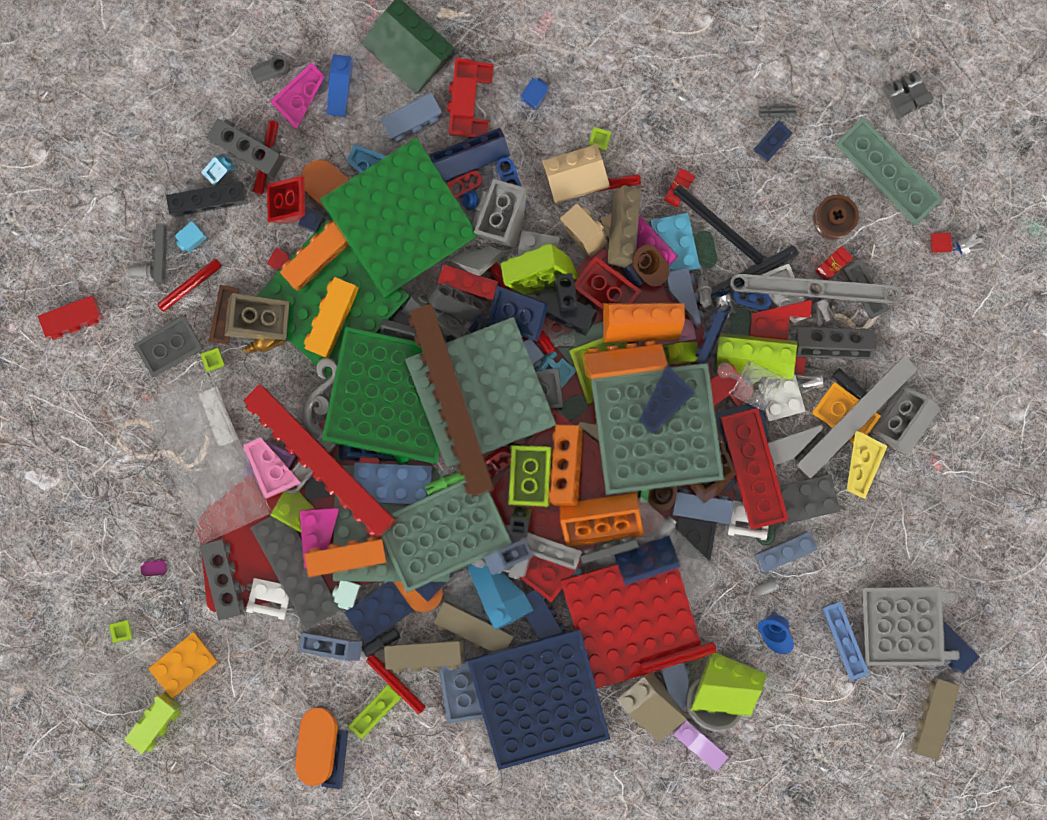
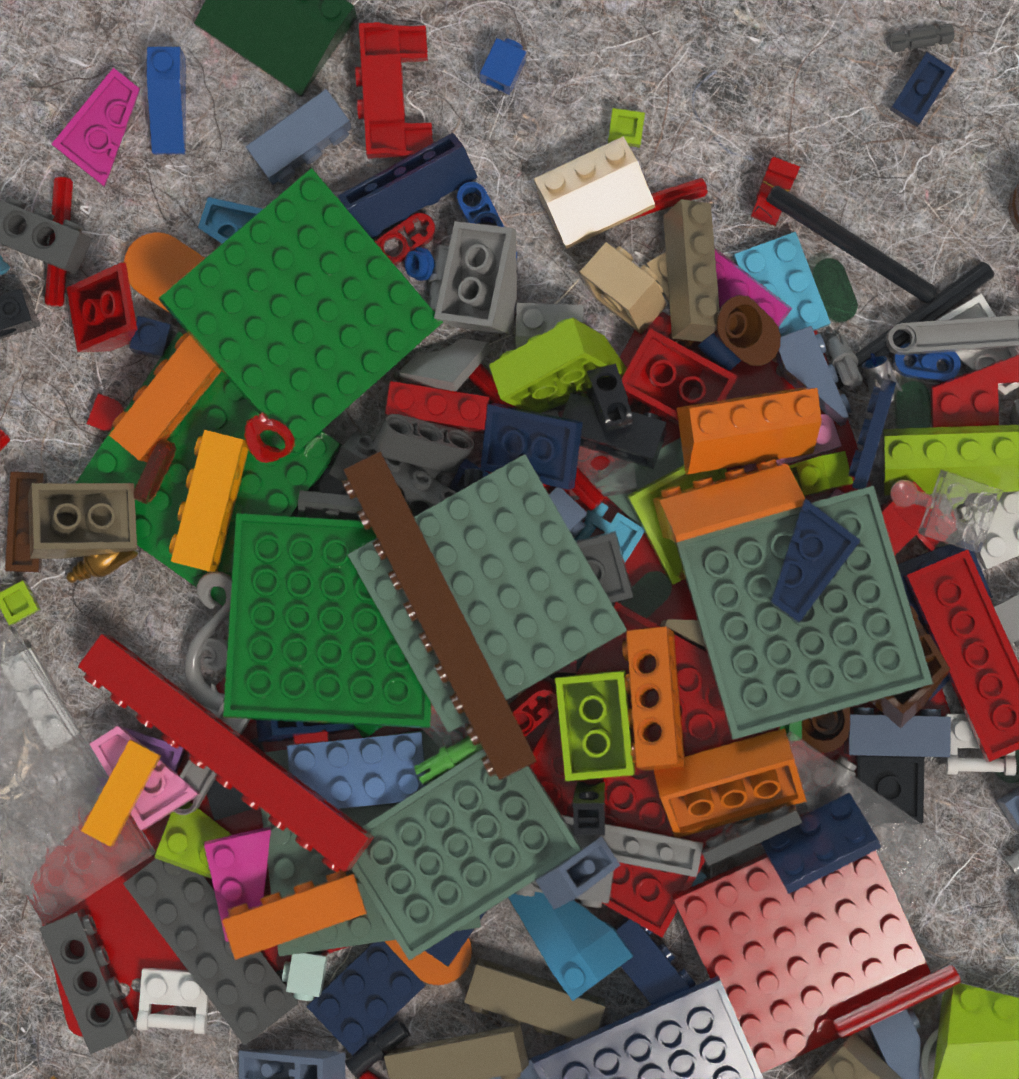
camera: 10 degrees left, 0 degrees up
(257, 475) = (121, 793): none -> light orange tile
(268, 69) = (40, 91): dark grey piece -> none
(302, 296) = (154, 471): none -> clear red tile
(363, 292) = (257, 447): none -> red piece

